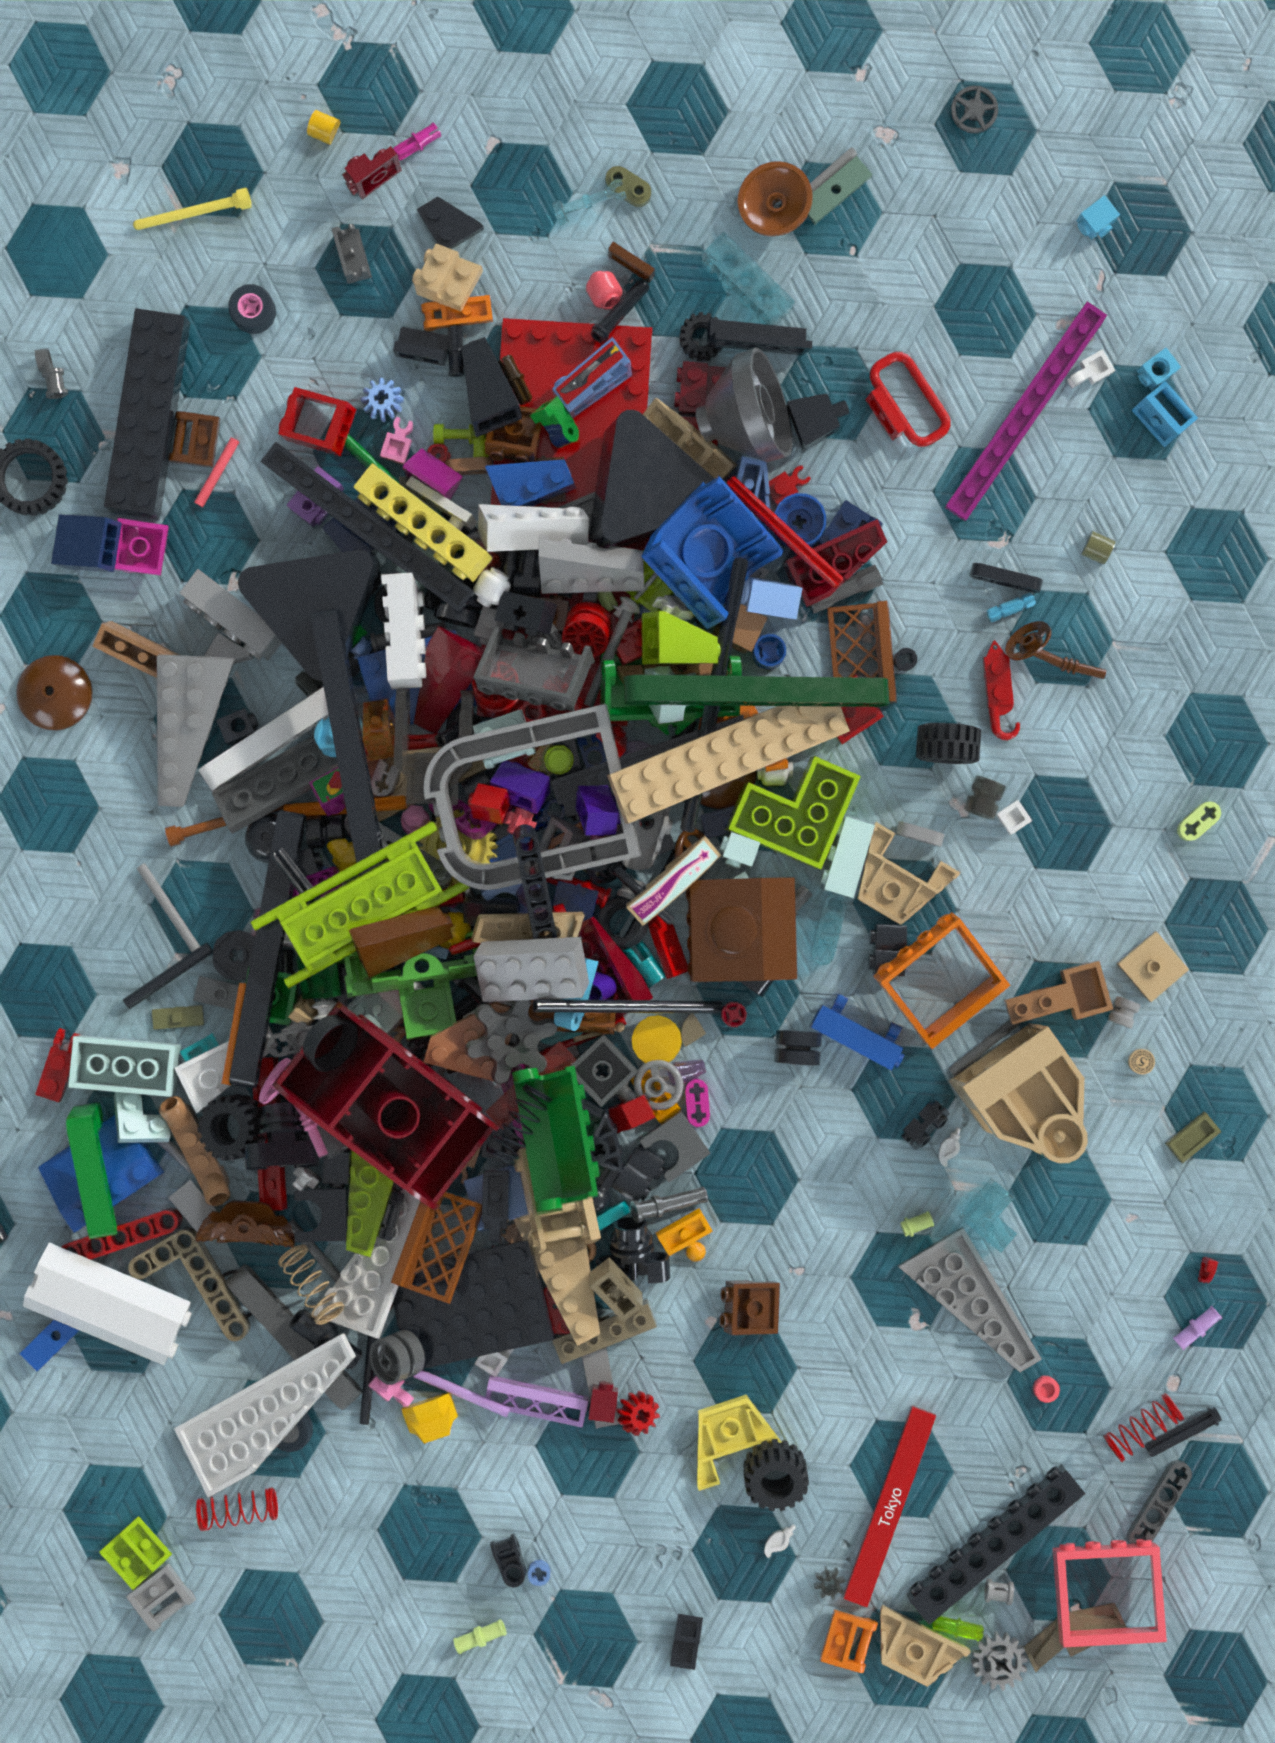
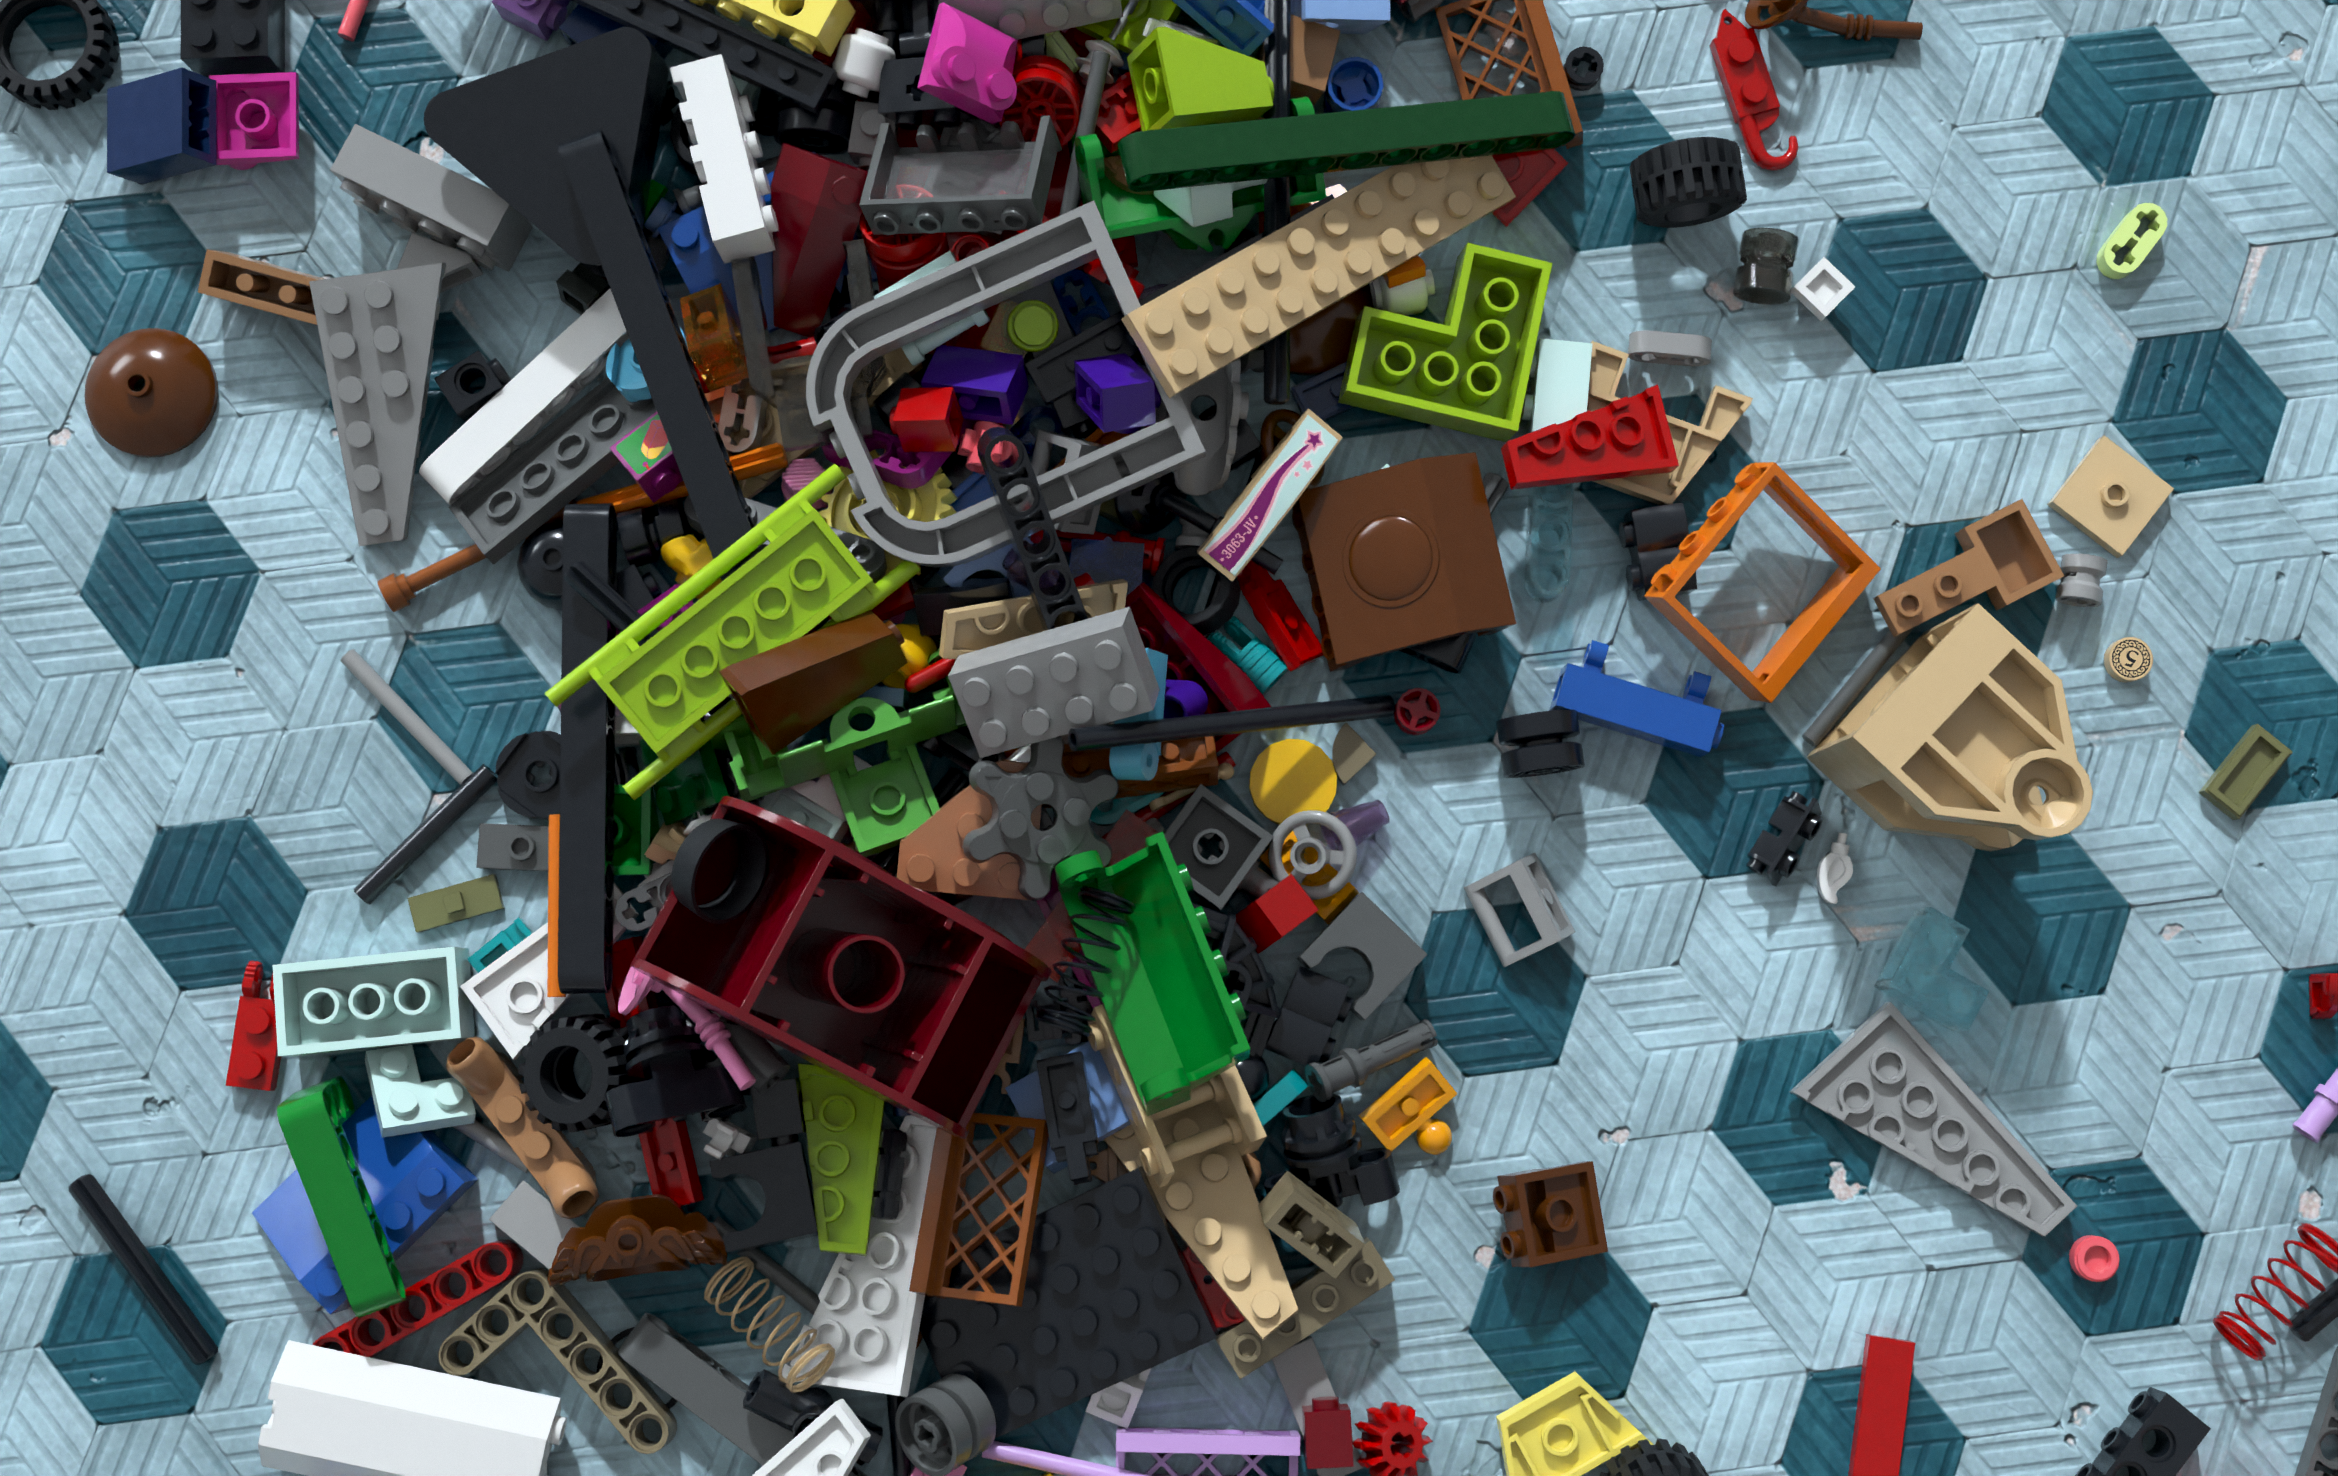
camera: 10 degrees left, 5 degrees down
(551, 608) = (969, 65): none -> dark pink slope
(704, 1103) = (1395, 873): dark pink beam -> none
(738, 850) = (1370, 428): light aqua brick -> none
(779, 1131) = (1539, 900): none -> light grey tile
(868, 885) = (1608, 443): none -> red wing
(916, 1224) = (1807, 1012): yellowish green pin -> none

